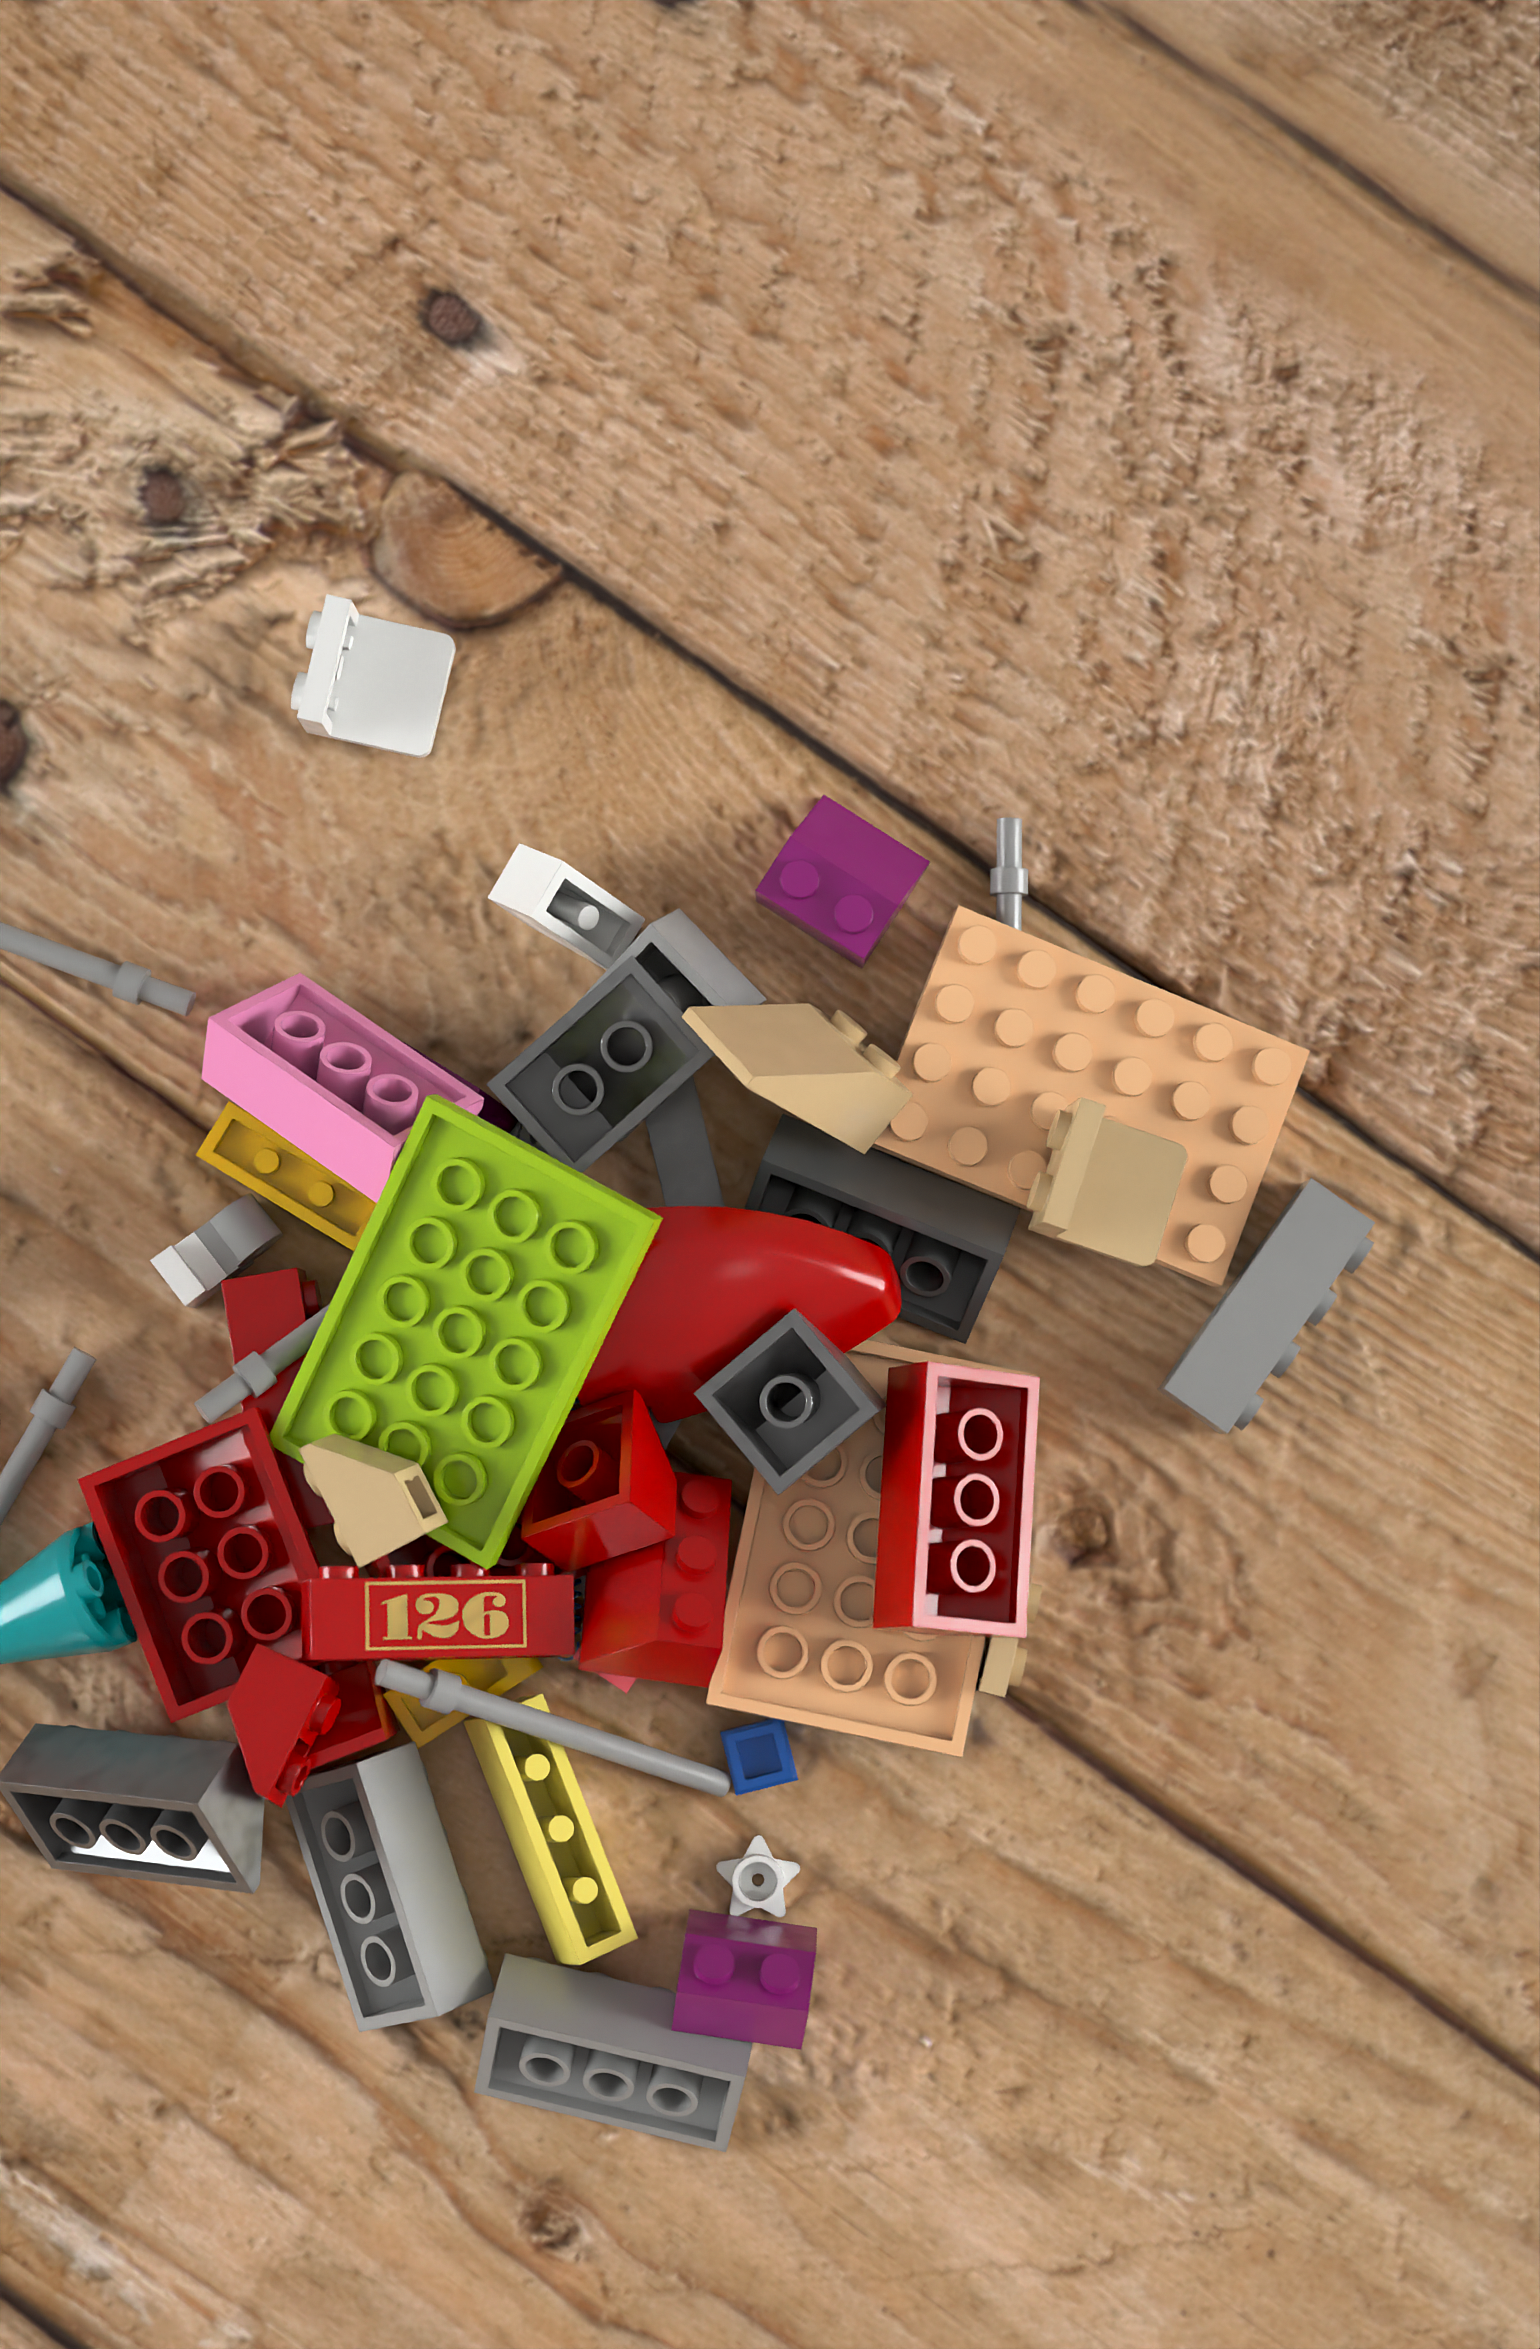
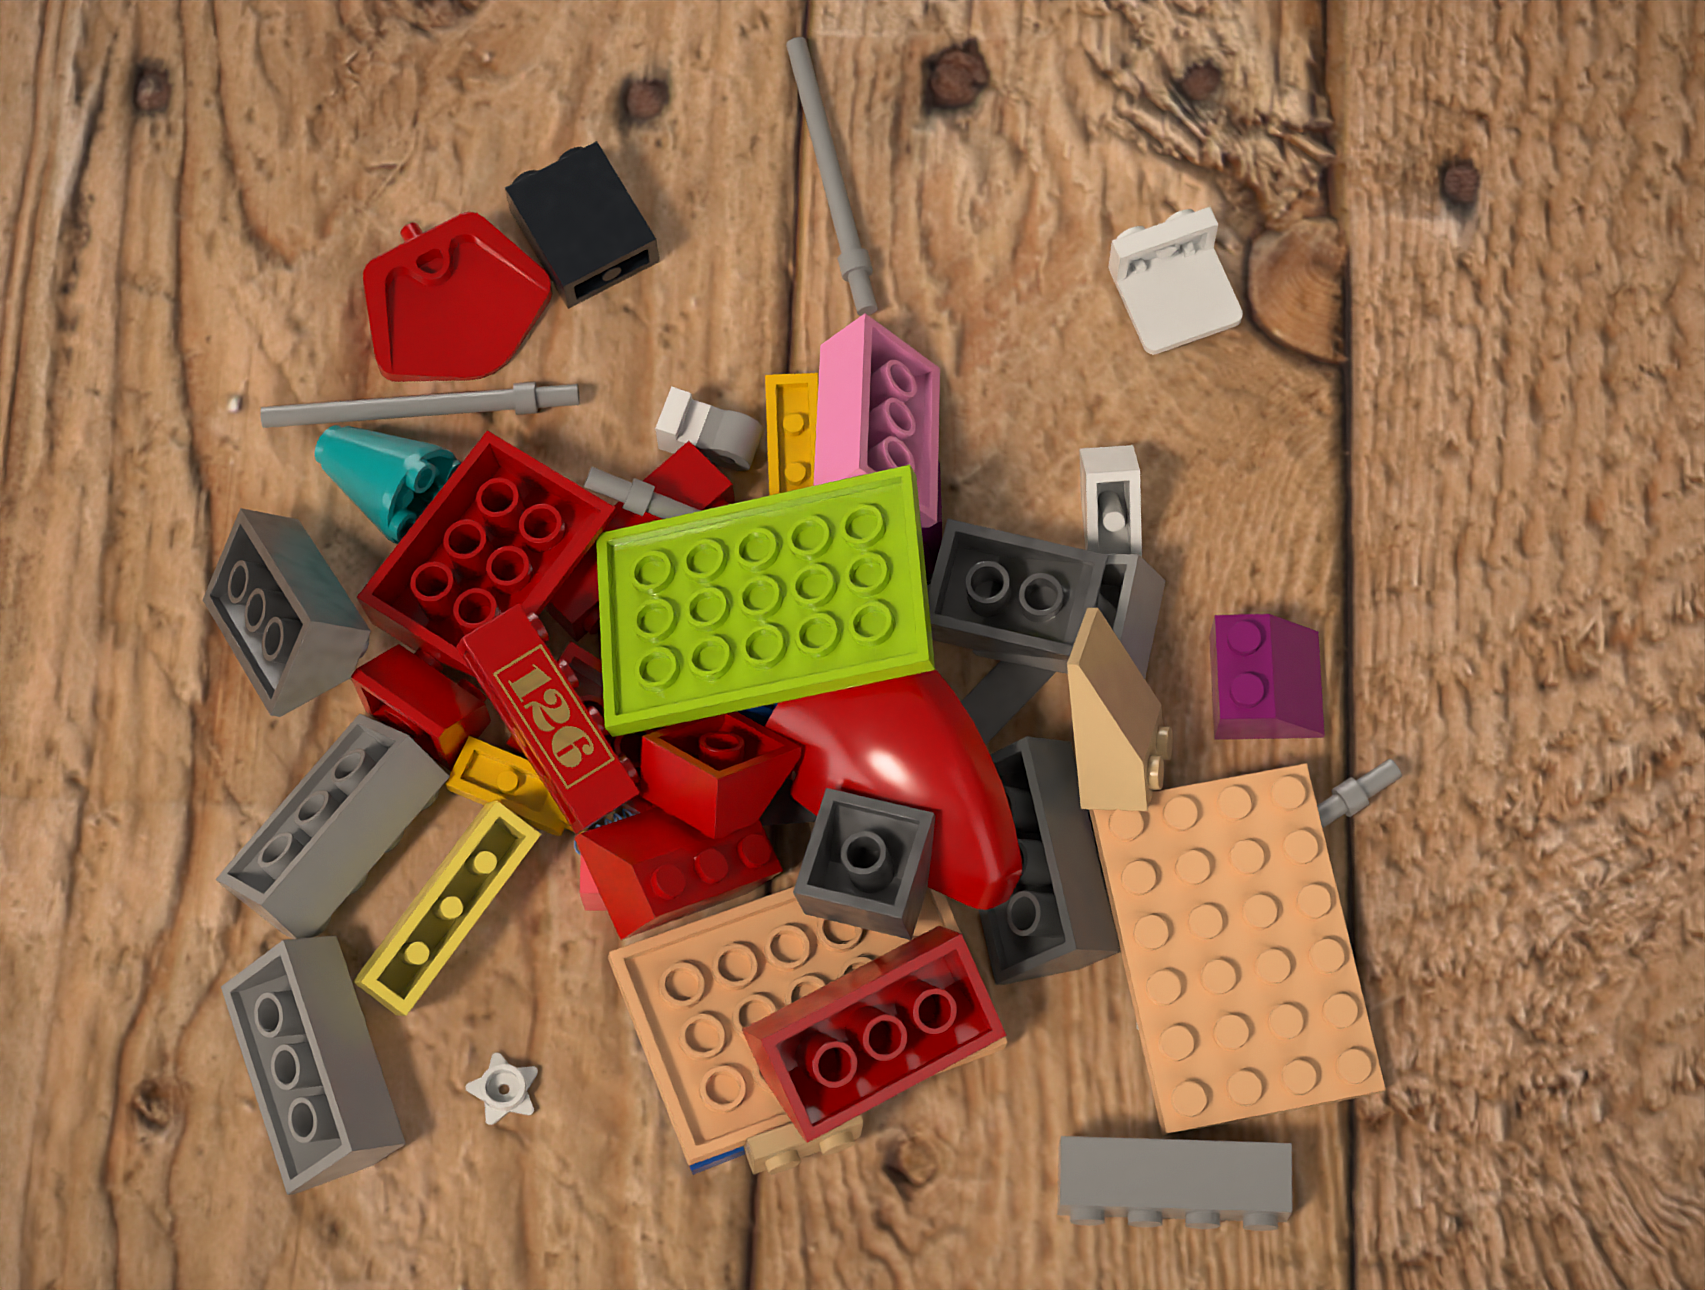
camera: 55 degrees right, 15 degrees down
(277, 1717) = (404, 652): red slope -> none
(372, 1496) = (603, 617): tan slope -> none
(445, 1693) = (497, 750): light grey bar -> none
(745, 1979) = (422, 1112): magenta slope -> none
(759, 1755) = (596, 1030): blue tile -> none
(1106, 1185) = (1178, 987): tan bracket -> none

